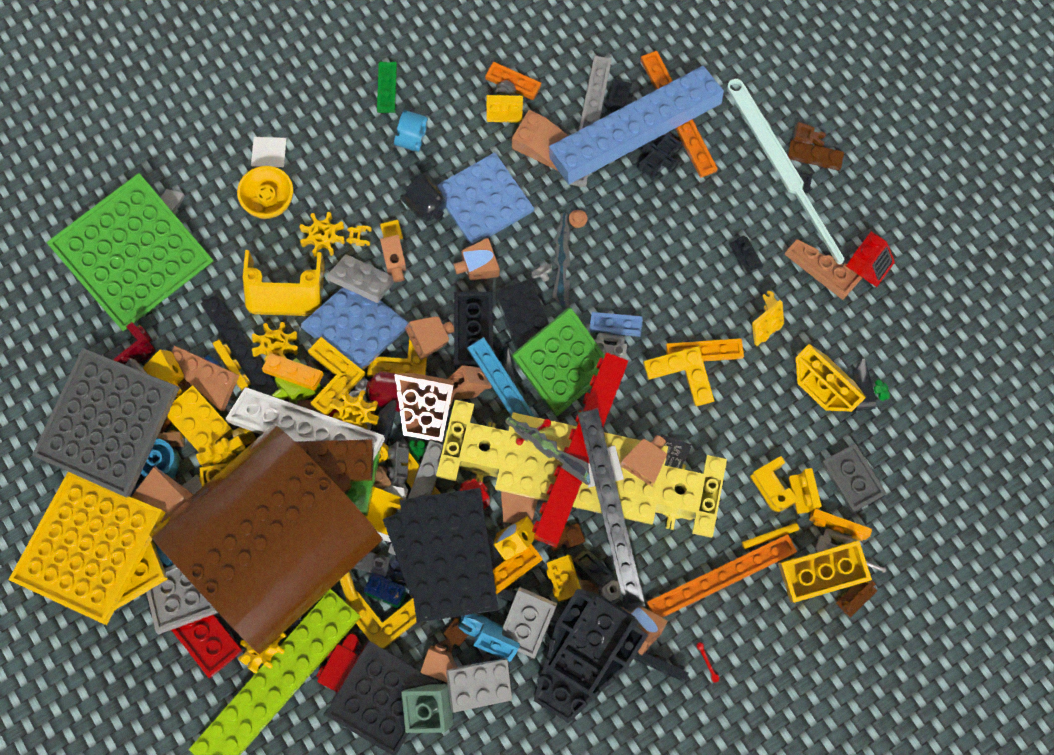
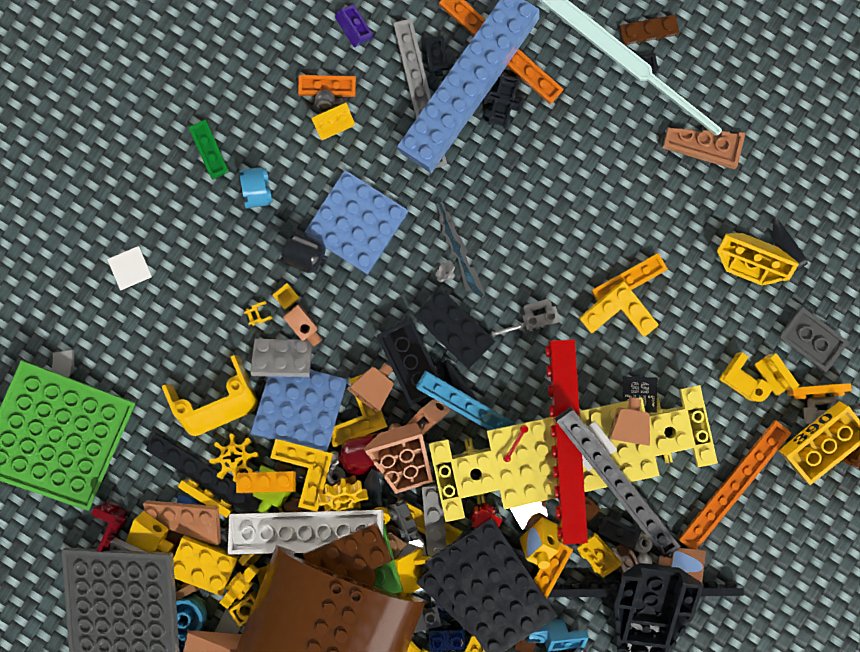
camera: 20 degrees left, 15 degrees up
(265, 192) = (138, 317): yellow piece -> none
(322, 241) = (216, 333): yellow gear -> none
(416, 449) = (412, 496): green plant -> none
(478, 262) = (382, 289): nougat torso -> none
(528, 621) = (585, 608): light grey plate -> none
(536, 136) = (380, 136): nougat slope -> none
(549, 448) = (538, 456): dark grey sword -> none
(559, 45) = (353, 25): none -> dark purple slope
(560, 361) = (506, 355): bright green plate -> none
(578, 218) = (454, 201): nougat plate -> none
(616, 324) = (537, 291): medium blue hinge -> none
(714, 677) = (764, 576): red hinge -> none
(746, 255) = (626, 164): black plate -> none
(770, 320) = (681, 221): yellow plate -> none
(770, 536) = (760, 426): yellow bar -> none
(806, 134) = (633, 12): reddish brown plate -> none
(872, 259) = (746, 117): red slope -> none
(881, 389) = (805, 243): green plant -> none

